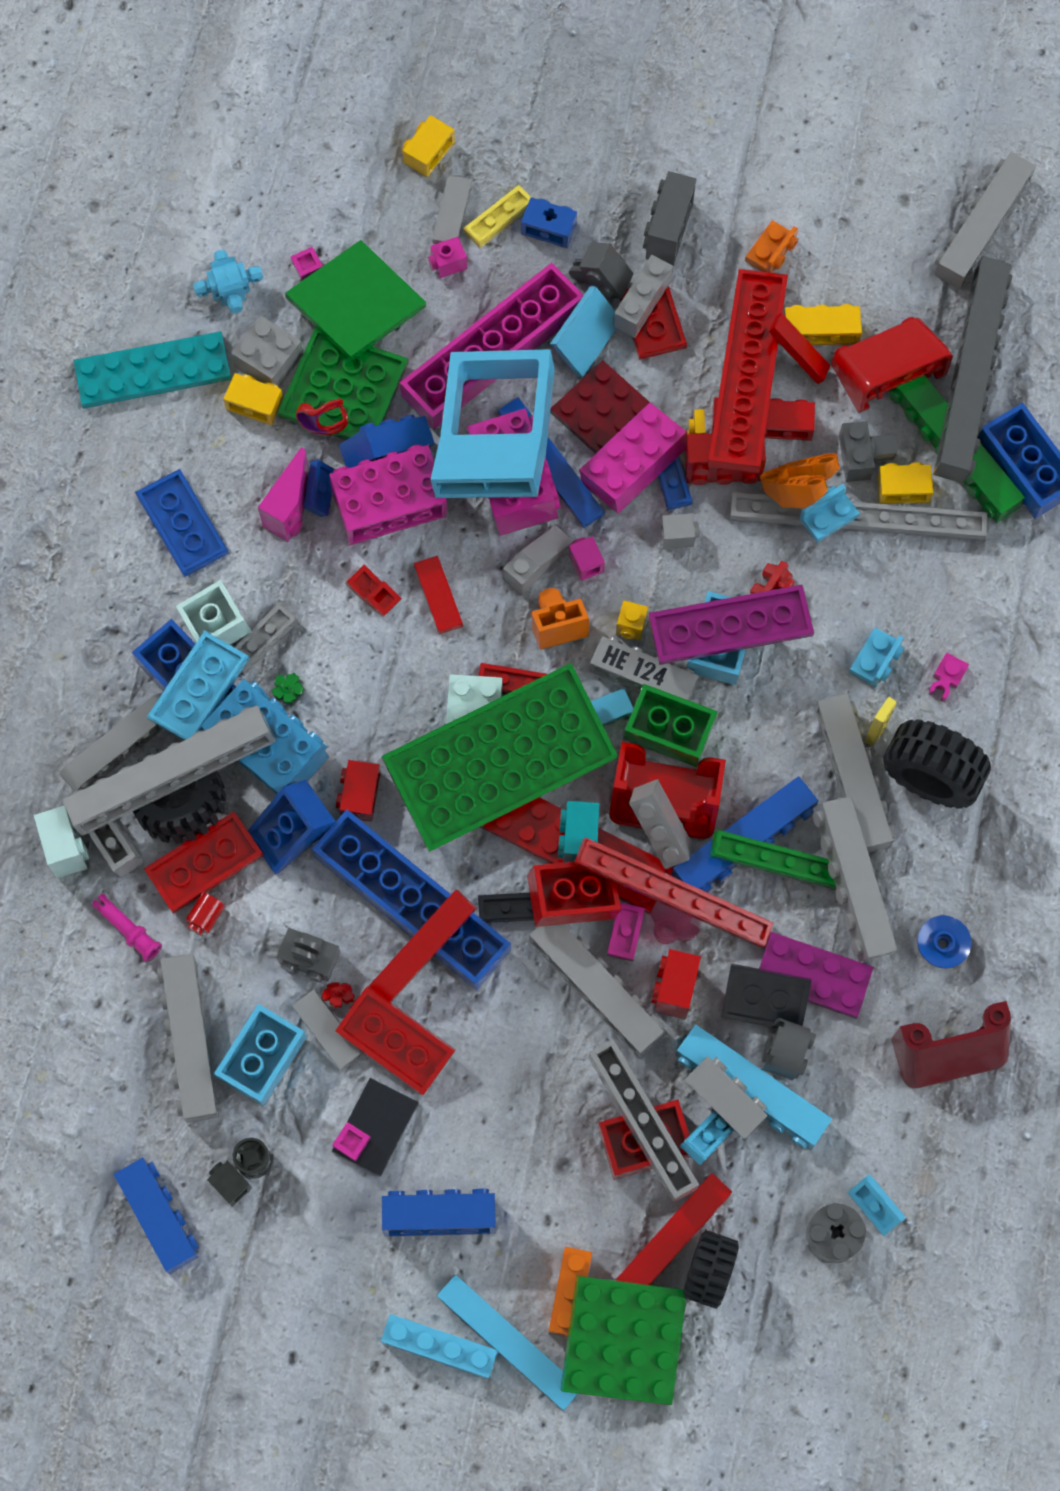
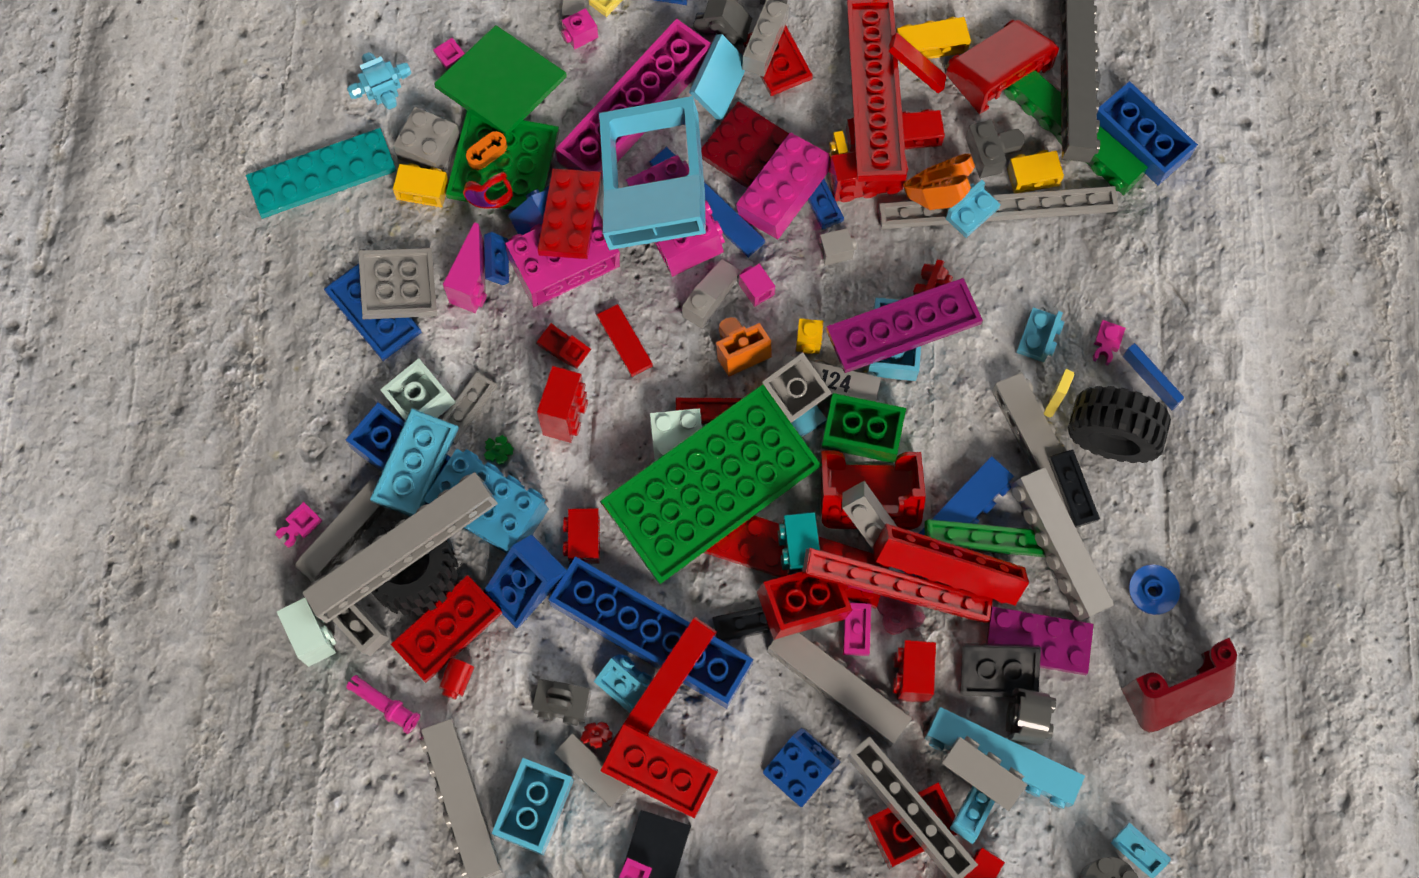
camera: 10 degrees left, 0 degrees up
(73, 730) = (302, 521): none -> dark pink plate
(211, 498) = (397, 283): none -> light grey plate
(327, 372) = (486, 150): none -> orange beam
(360, 651) = (562, 404): none -> red brick
(374, 944) = (623, 681): none -> medium azure bracket
(401, 453) = (569, 213): none -> red plate
(542, 1061) = (801, 767): none -> blue bracket
(606, 672) = (797, 387): none -> light grey brick
(732, 880) = (950, 564): none -> red brick
(878, 823) = (1073, 488): none -> black tile
(988, 720) = (1153, 376): none -> blue tile

